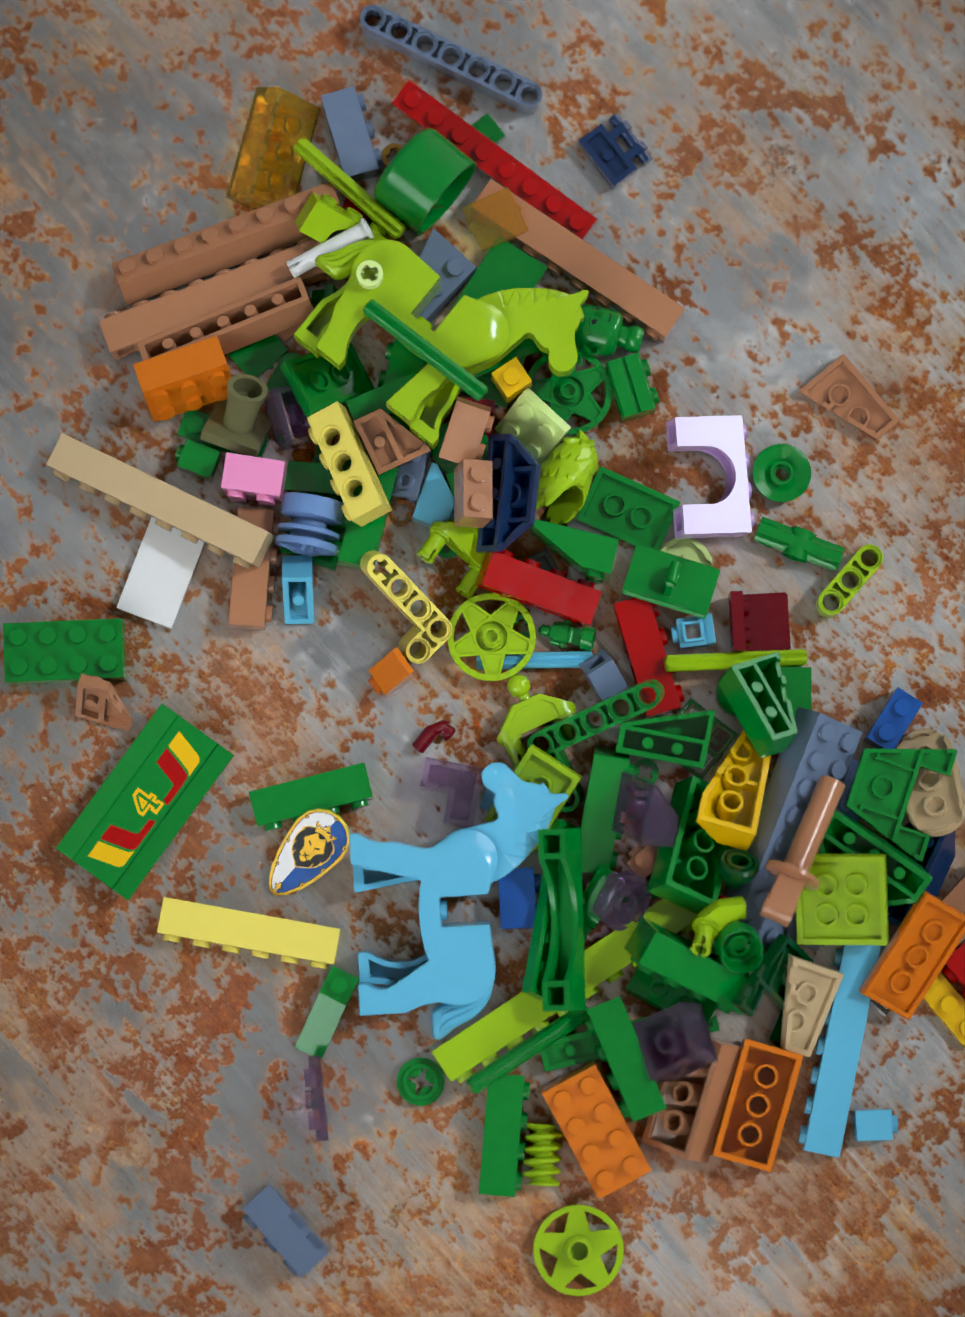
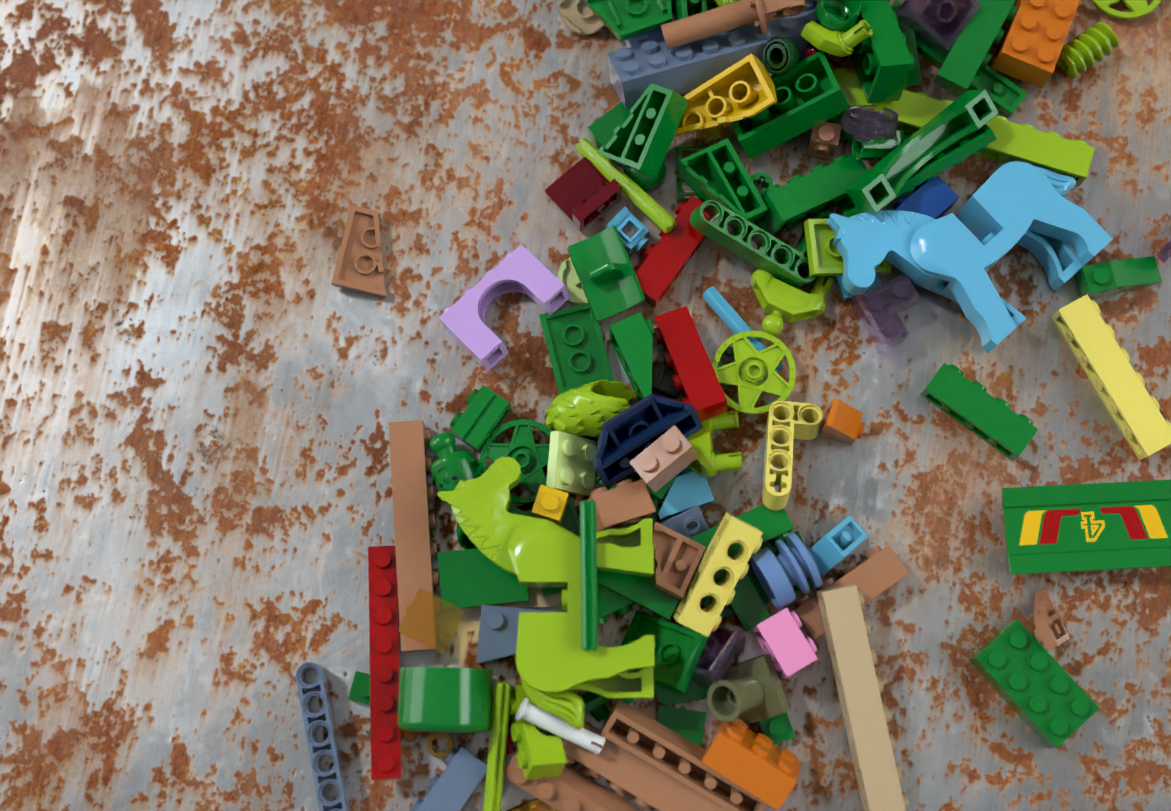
camera: 125 degrees left, 5 degrees down
(160, 575) = (916, 659): white tile -> none
(198, 460) = (803, 703): green brick -> none
(308, 851) = (1021, 379): shield -> none
(371, 265) = (572, 664): yellowish green bush -> none
(413, 1069) = (1111, 163): green gear -> none
(431, 732) = (856, 361): dark red arm -> none
(502, 1136) = (1096, 89): green brick -> none
(525, 1050) = (1044, 114): green axle -> none
(562, 633) = (706, 326): green piece -> none
(603, 675) = (714, 269): sand blue brick -> none
(609, 156) = (310, 578): dark blue plate -> none
(644, 813) = (800, 149): clear purple slope -> none
(784, 458) = (456, 247): green dish -> none
(799, 544) = (501, 208): green piece -> none
(859, 571) = (489, 144): lime beam -> none
(893, 720) = (579, 46): blue brick -> none

